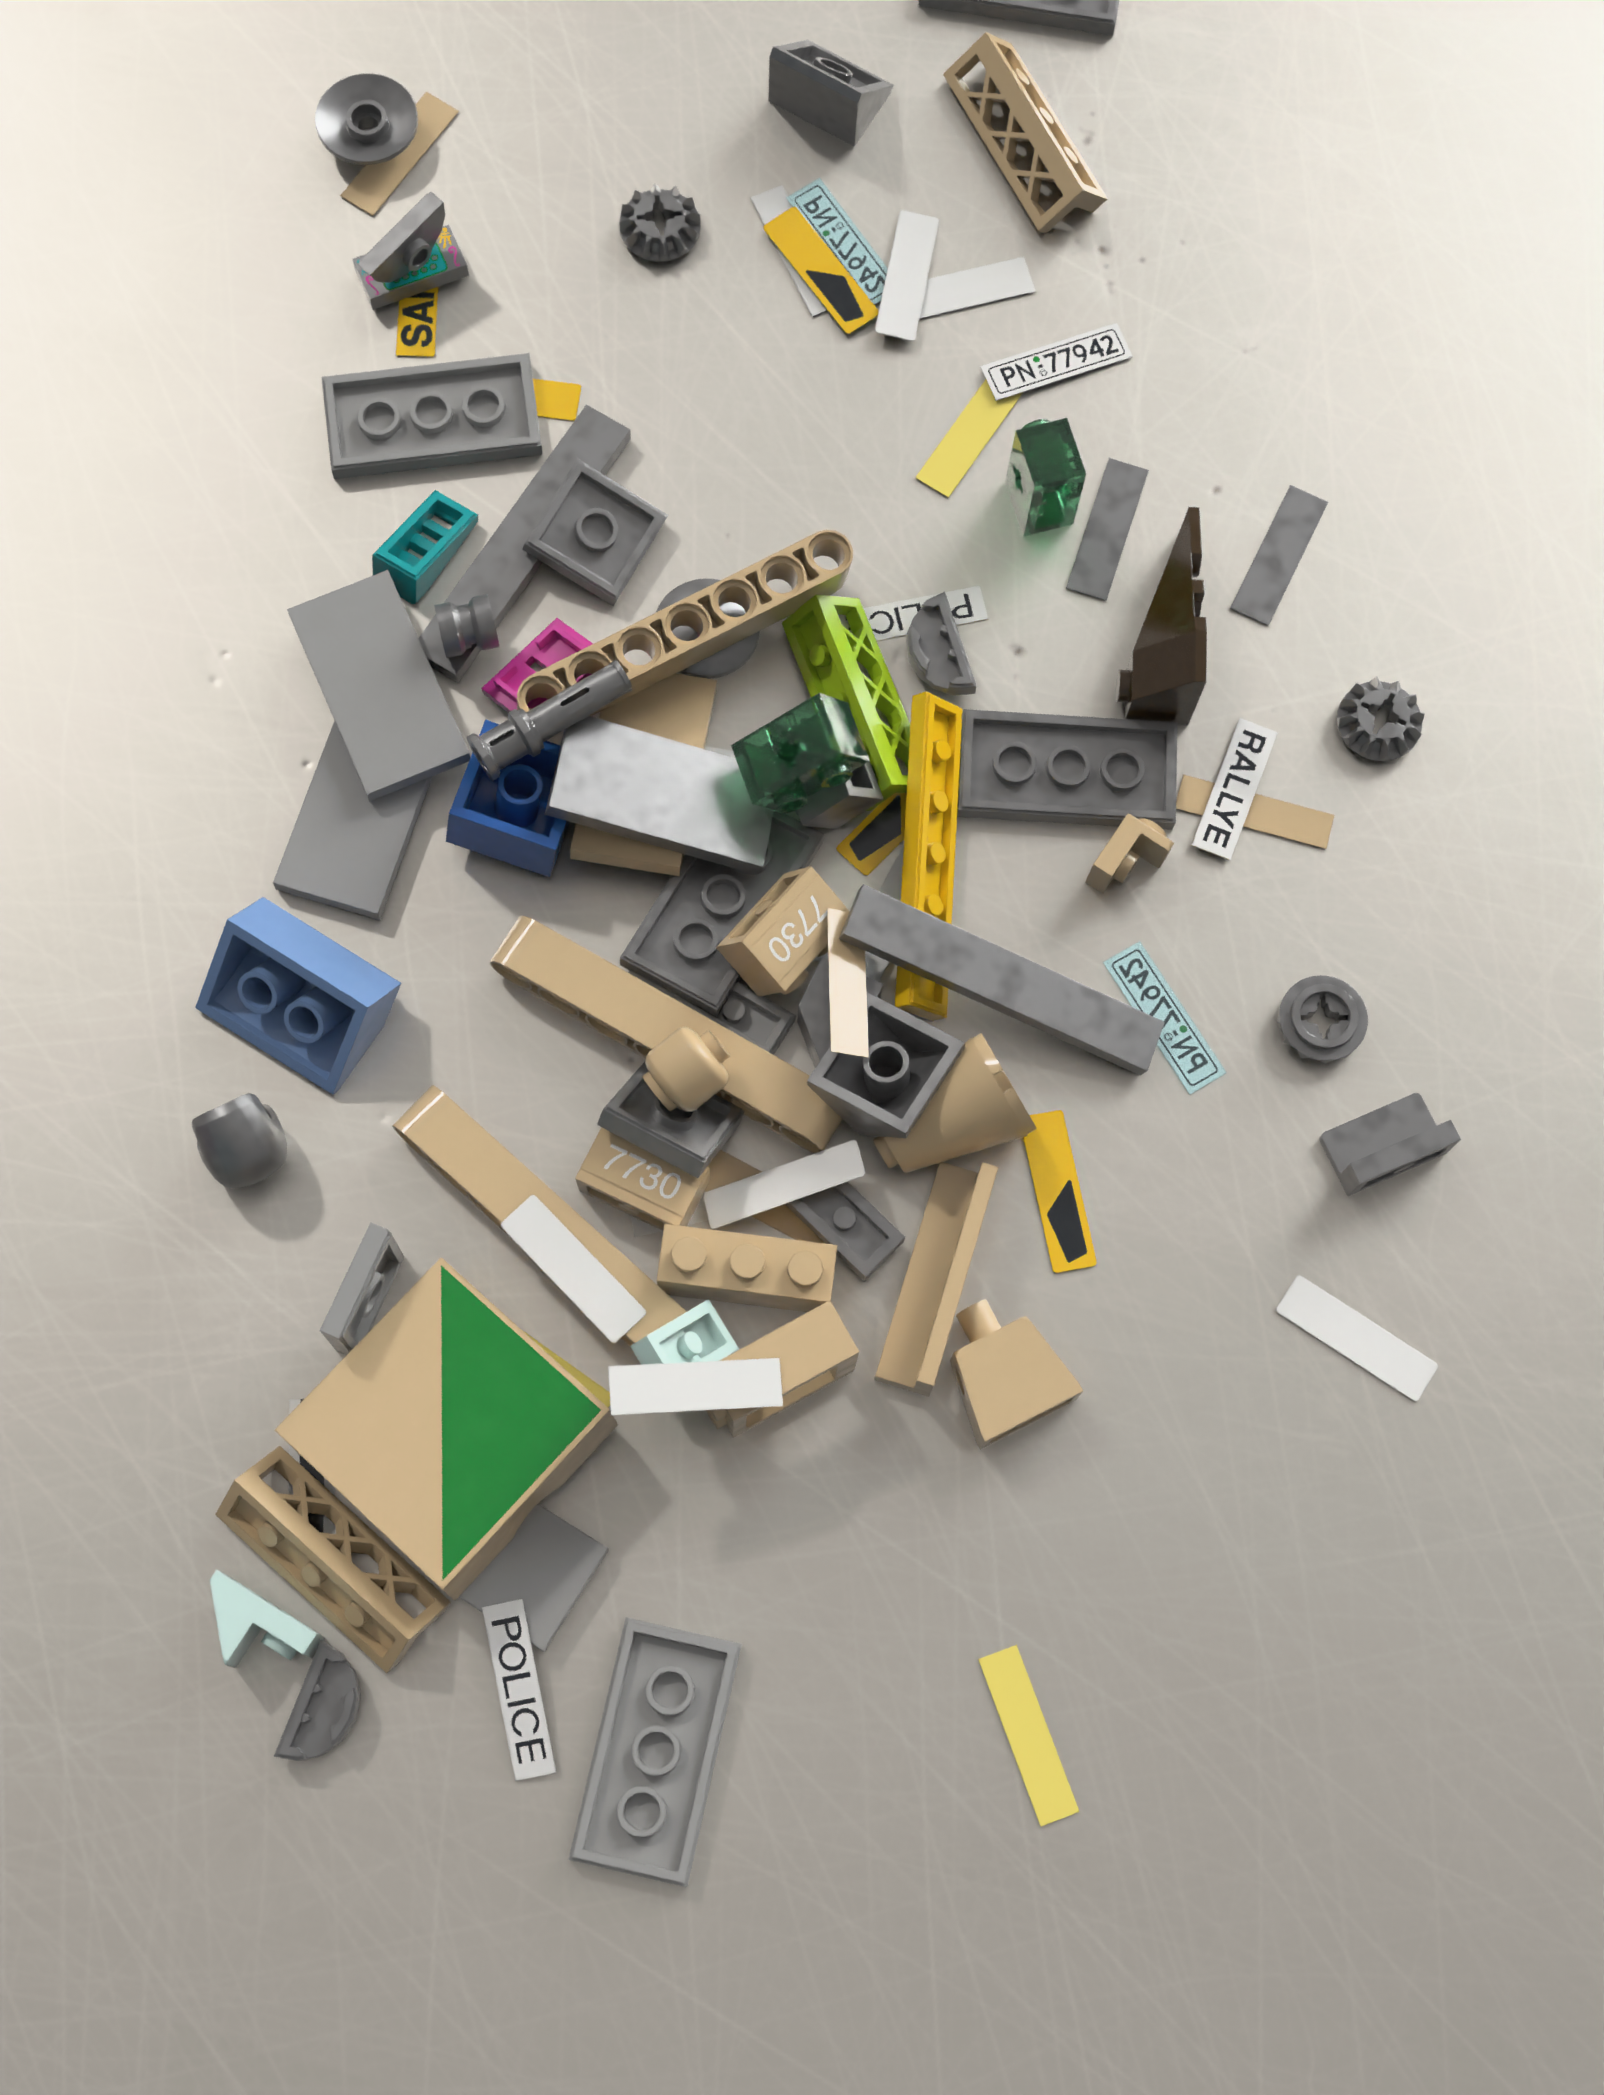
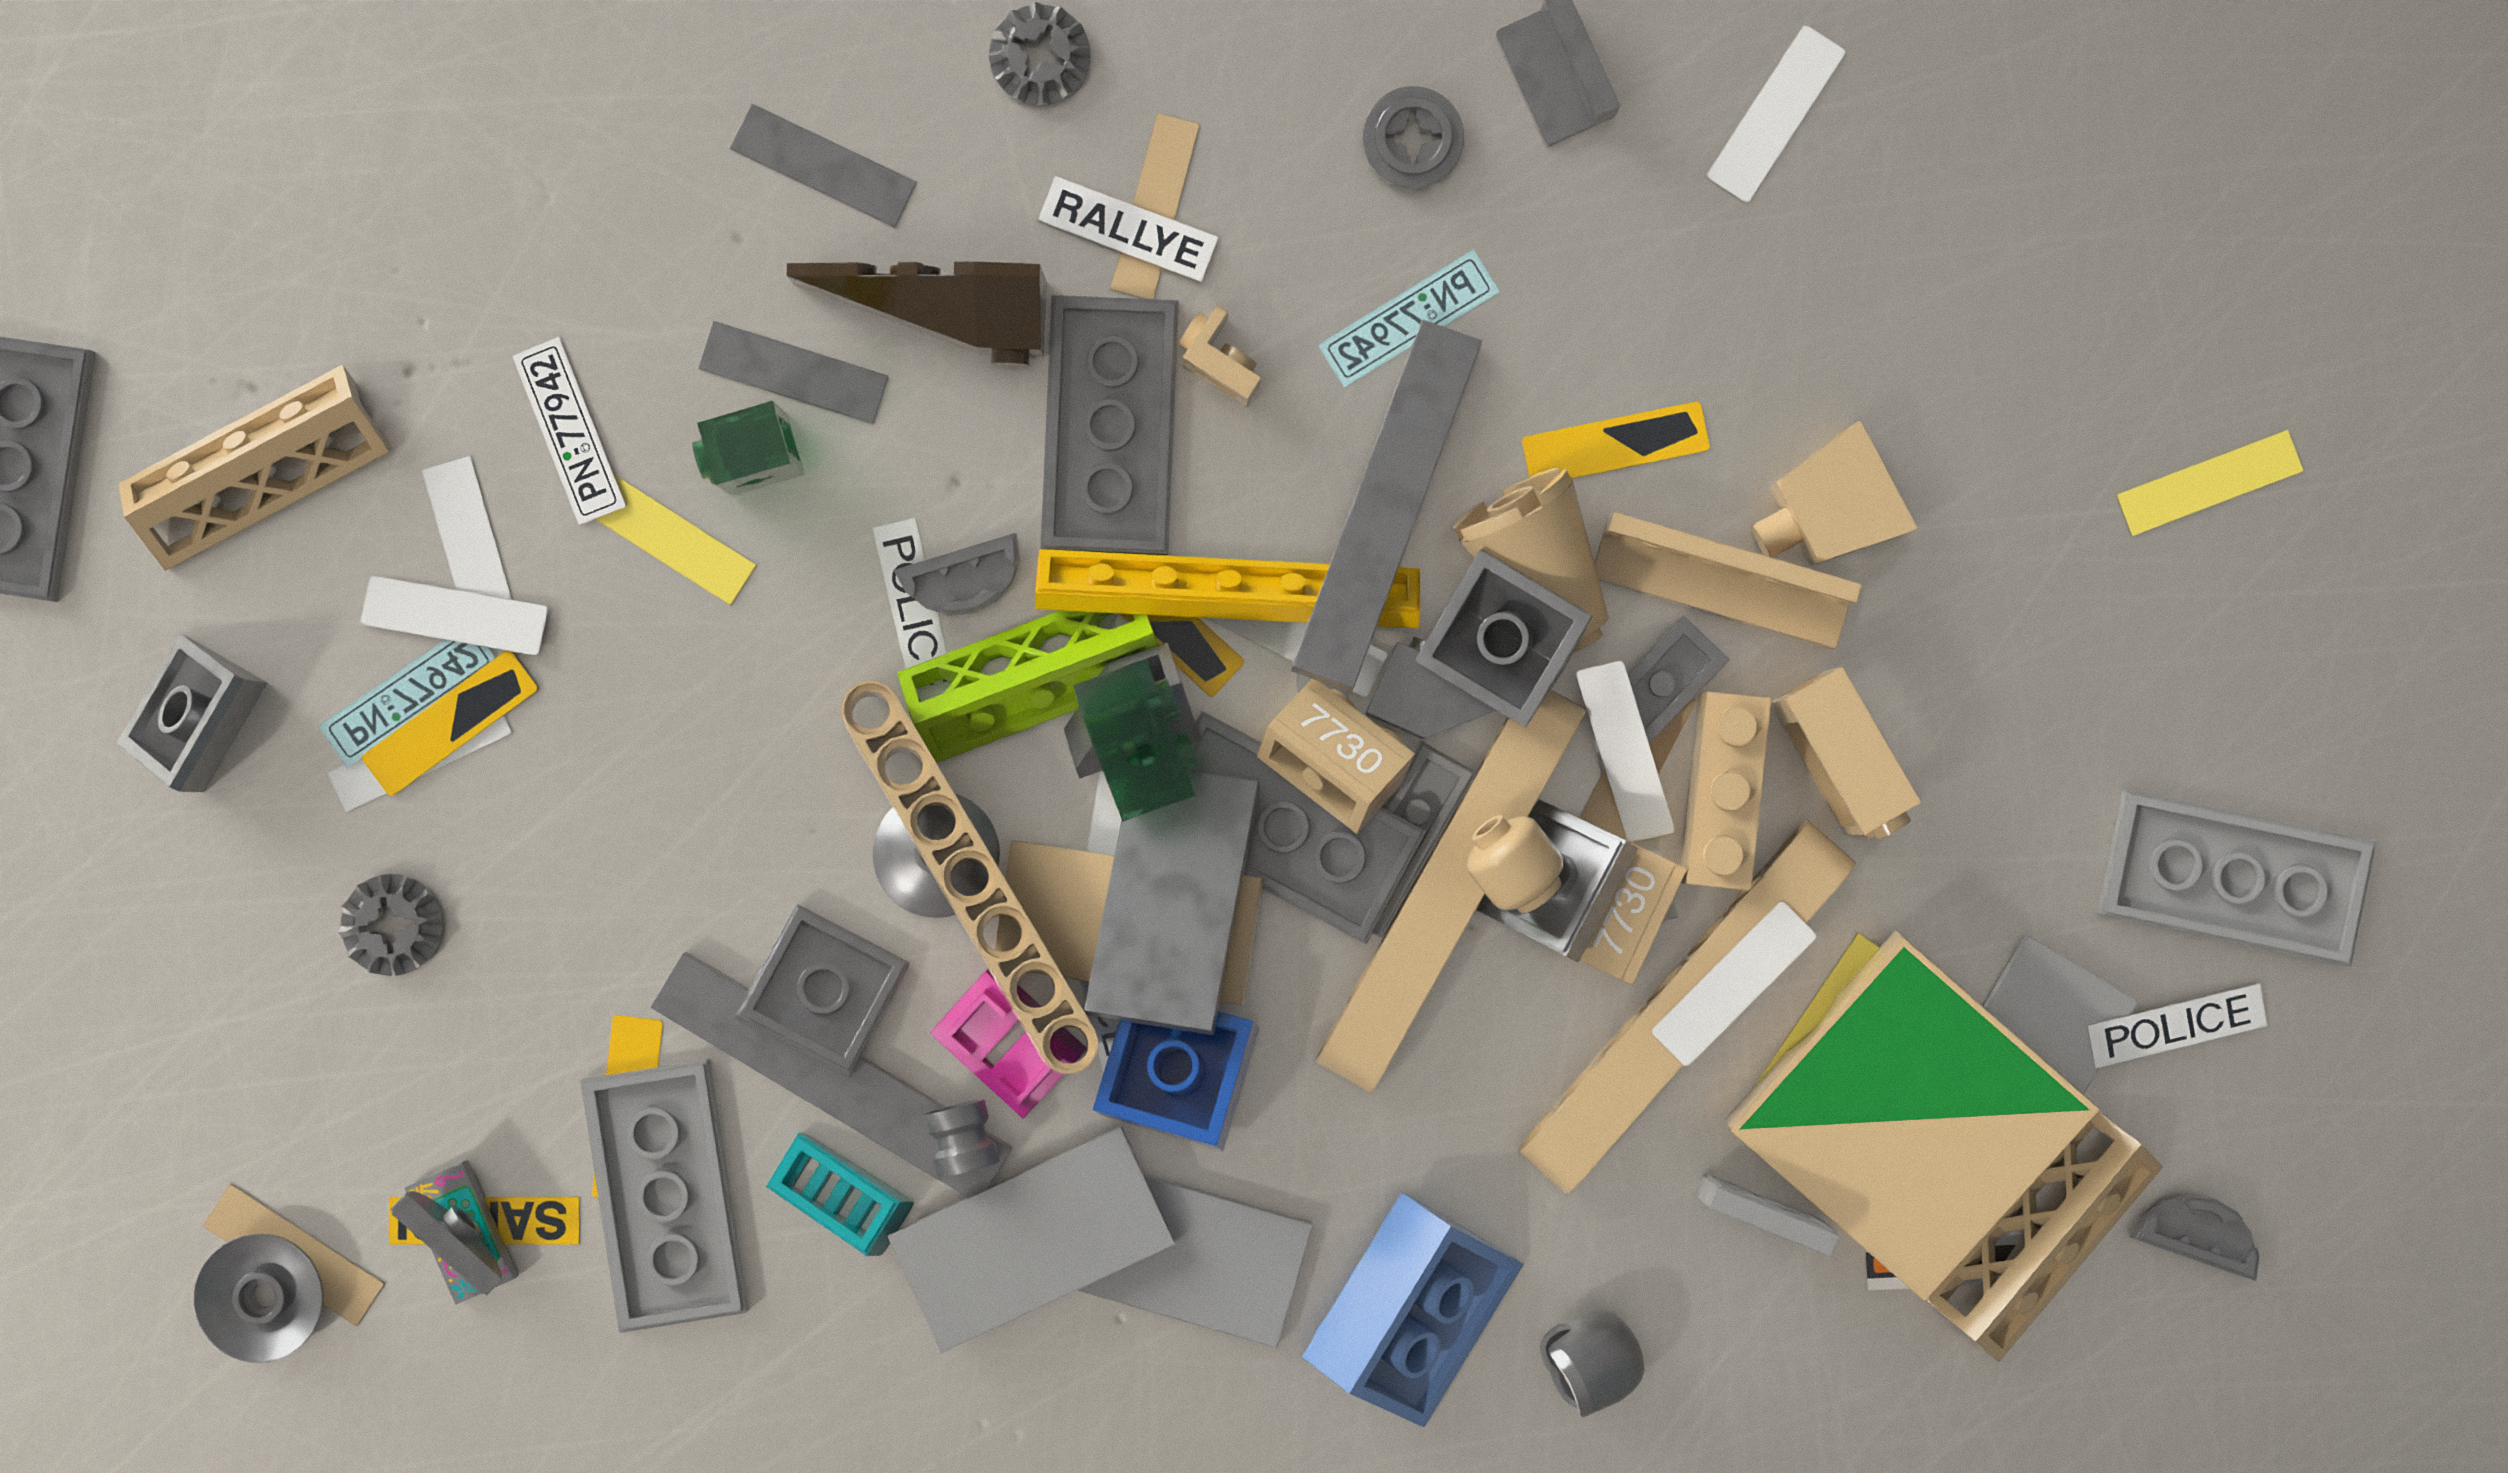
camera: 85 degrees left, 15 degrees up
(244, 1613) = (2102, 1320): light aqua slope -> none
(528, 730) = (1104, 1036): flat silver pin -> none
(689, 1338) = (1832, 860): light aqua slope -> none
(695, 1386) = (1891, 844): white sticker -> none
(846, 991) = (1416, 683): sticker -> none

